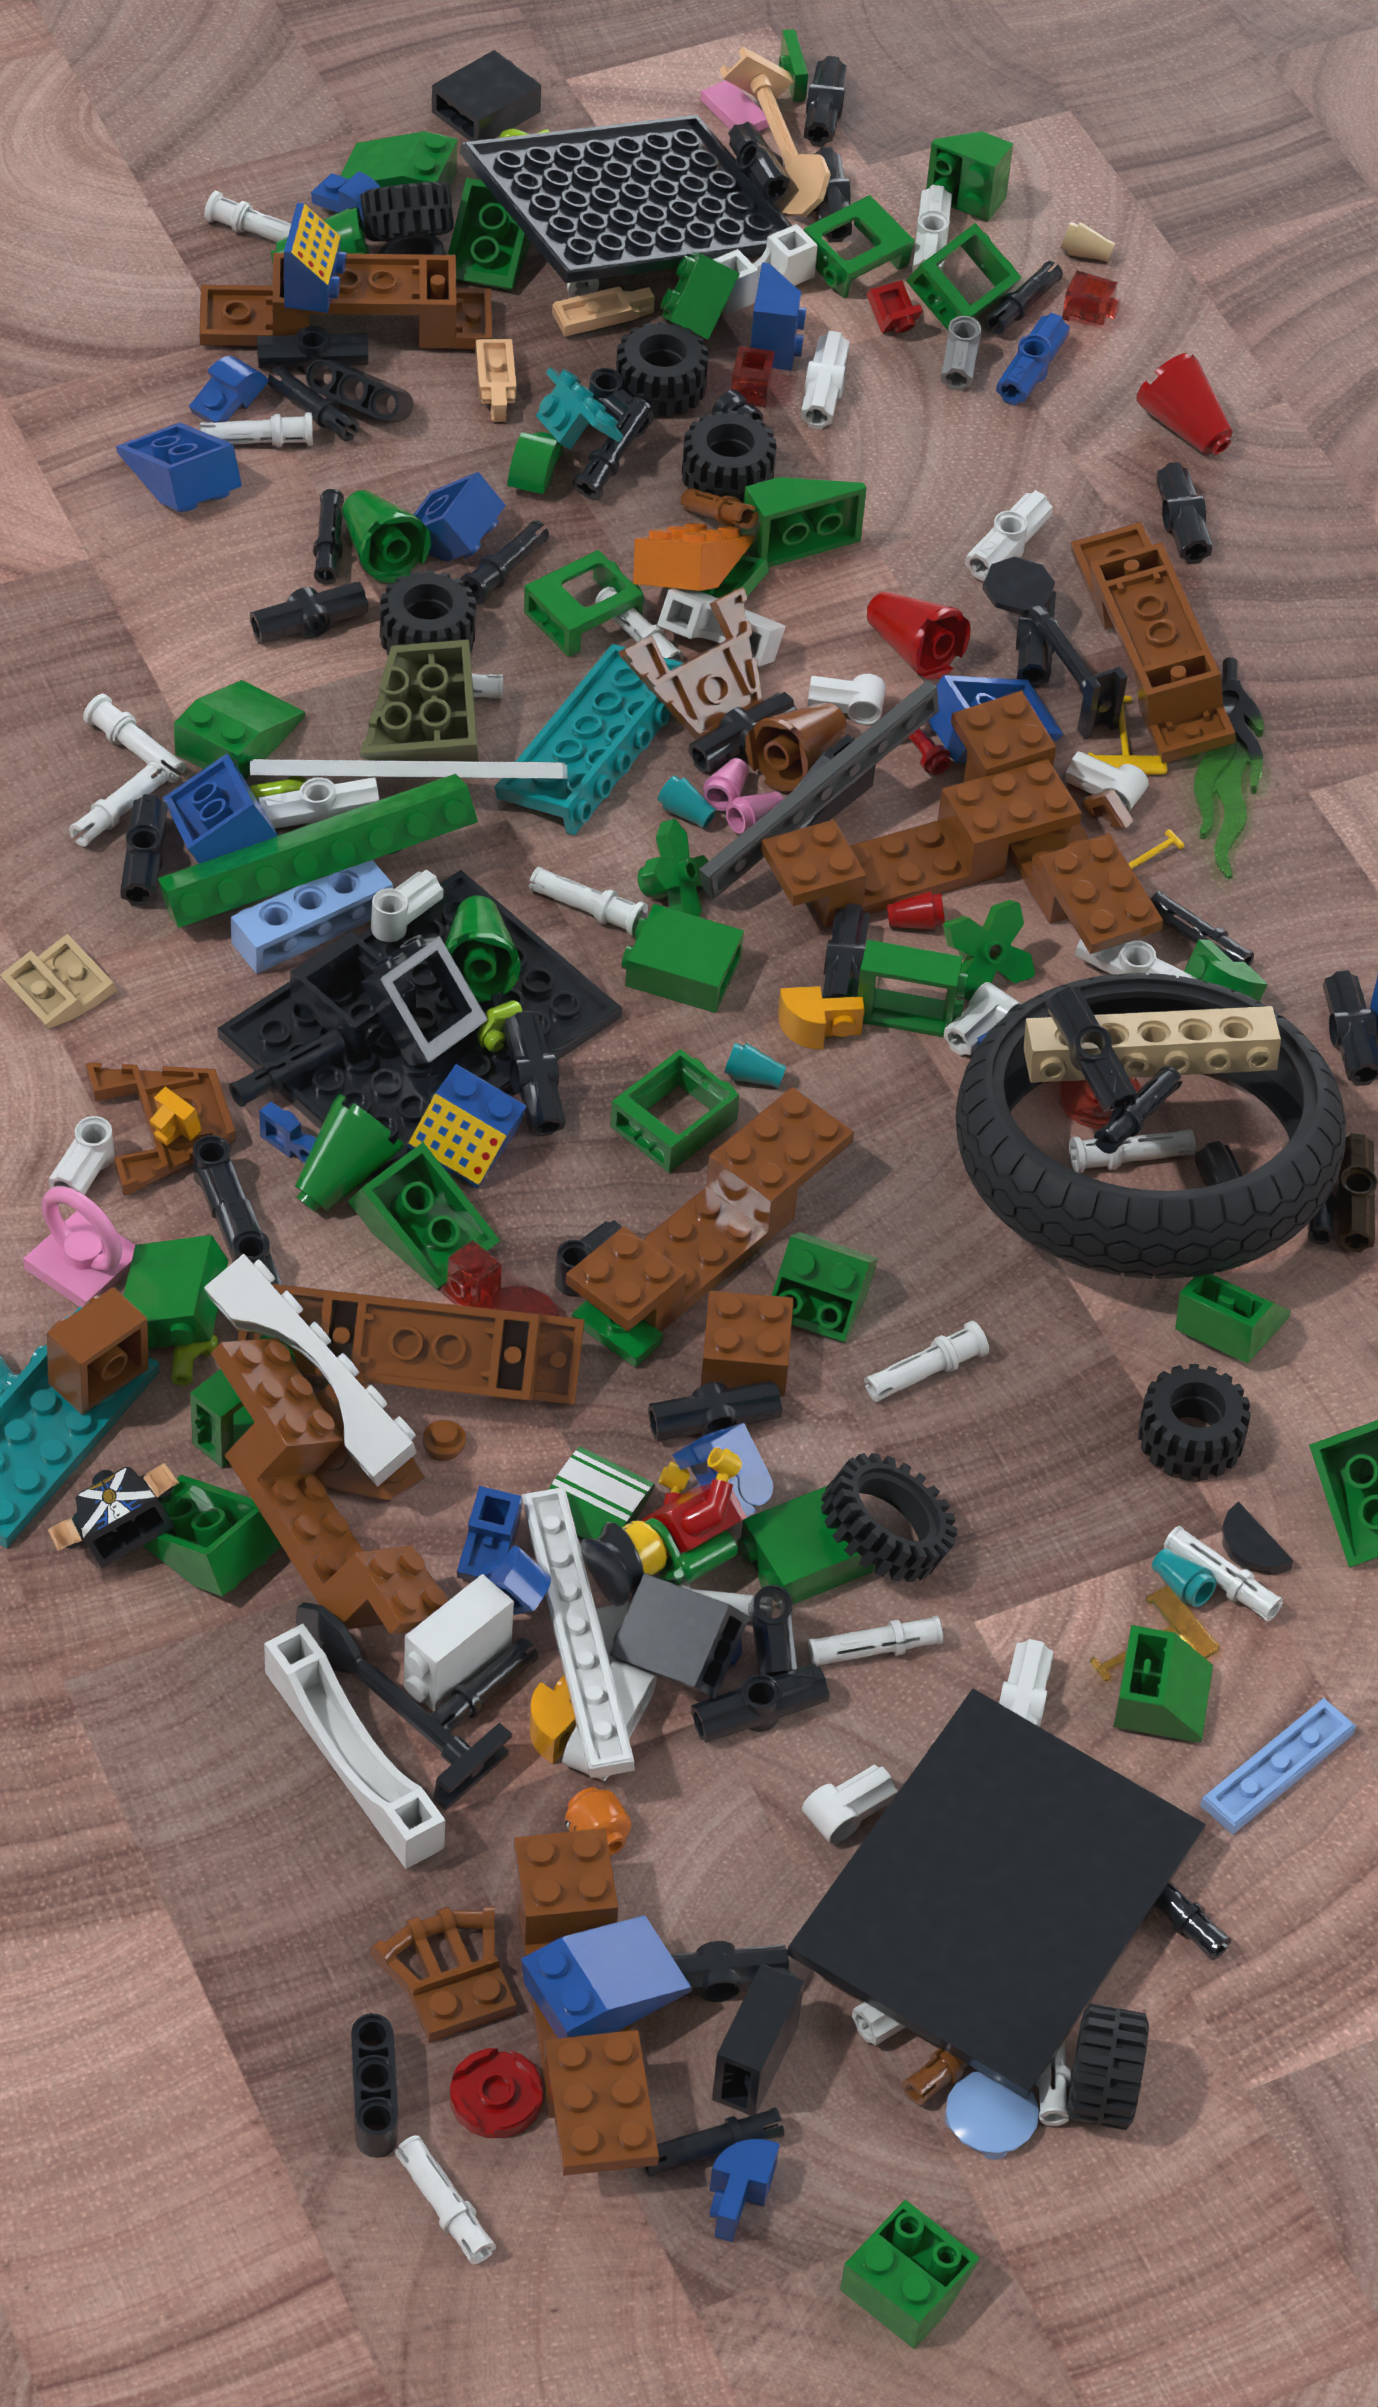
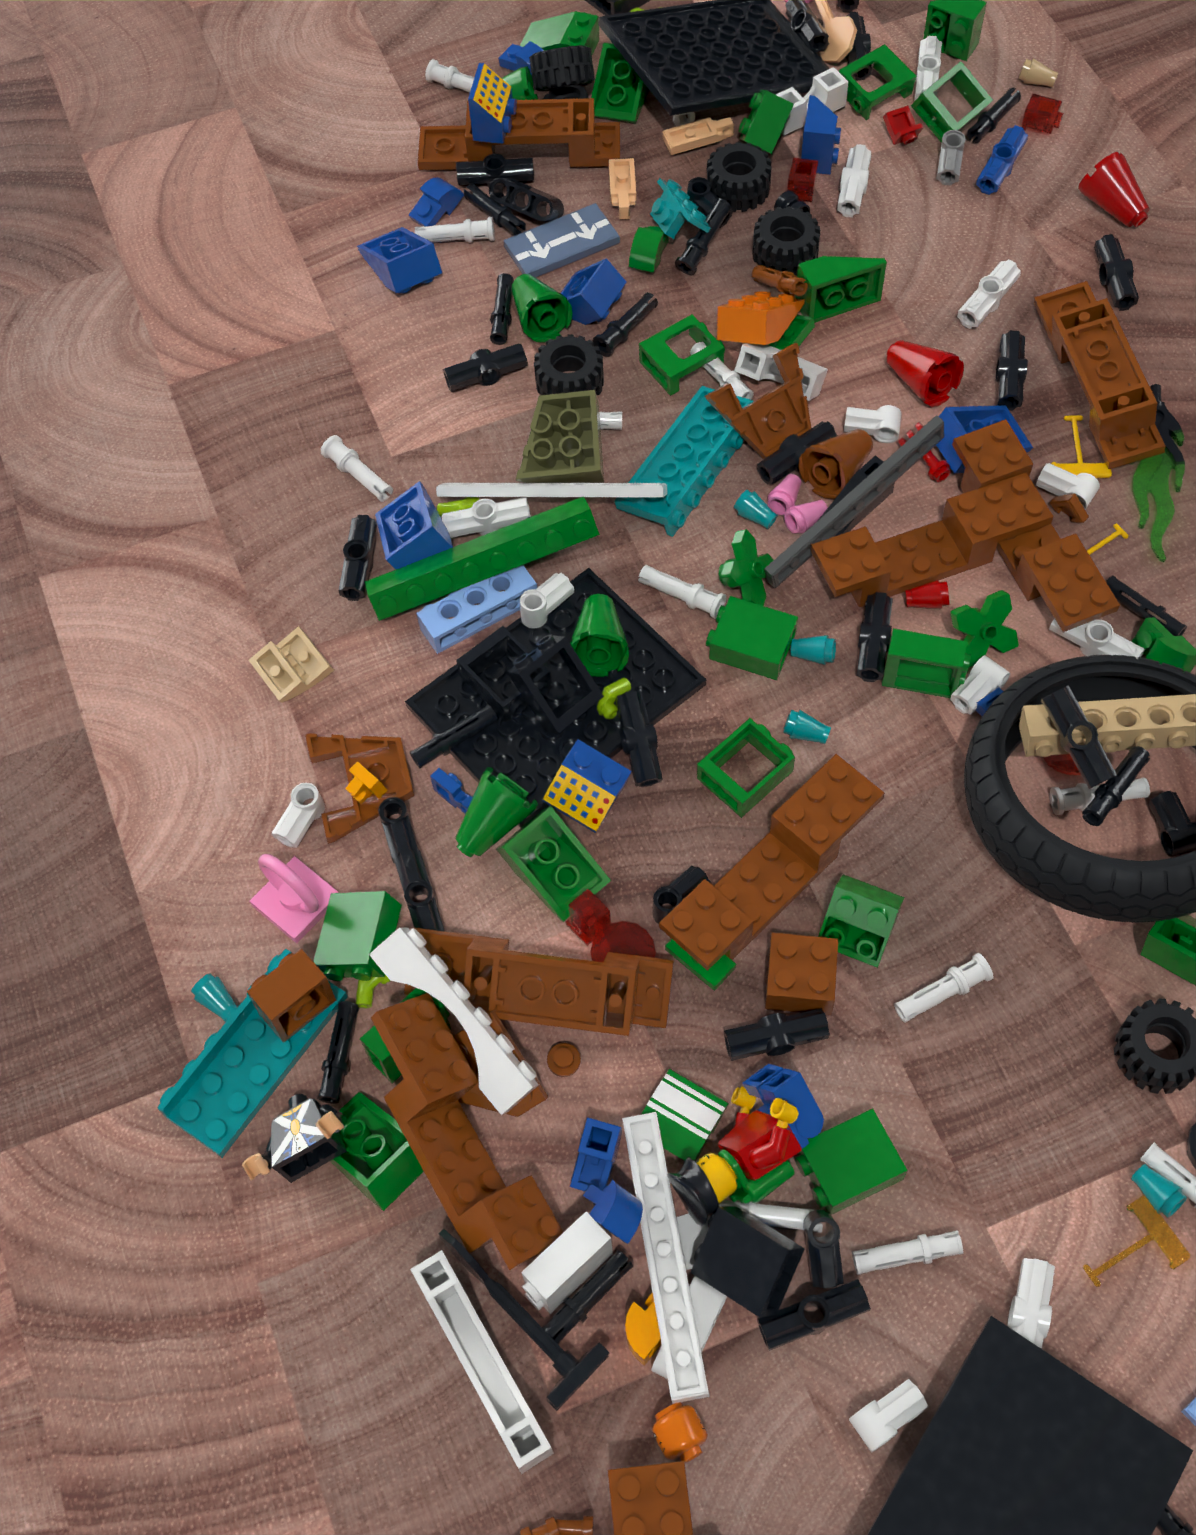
camera: 10 degrees right, 10 degrees up
(106, 812) = (333, 527): white pin -> none
(151, 1442) = (336, 1064): none -> black pin
(234, 722) = (429, 456): green slope -> none
(411, 448) = (561, 241): none -> sand blue tile
(765, 973) = (815, 649): none -> teal cone
(810, 1019) = (848, 686): light orange brick -> none
(870, 1538) = (895, 1163): black tyre -> none
(1026, 590) = (1003, 336): black piece -> none
(1163, 1686) = (1146, 1302): green slope -> none

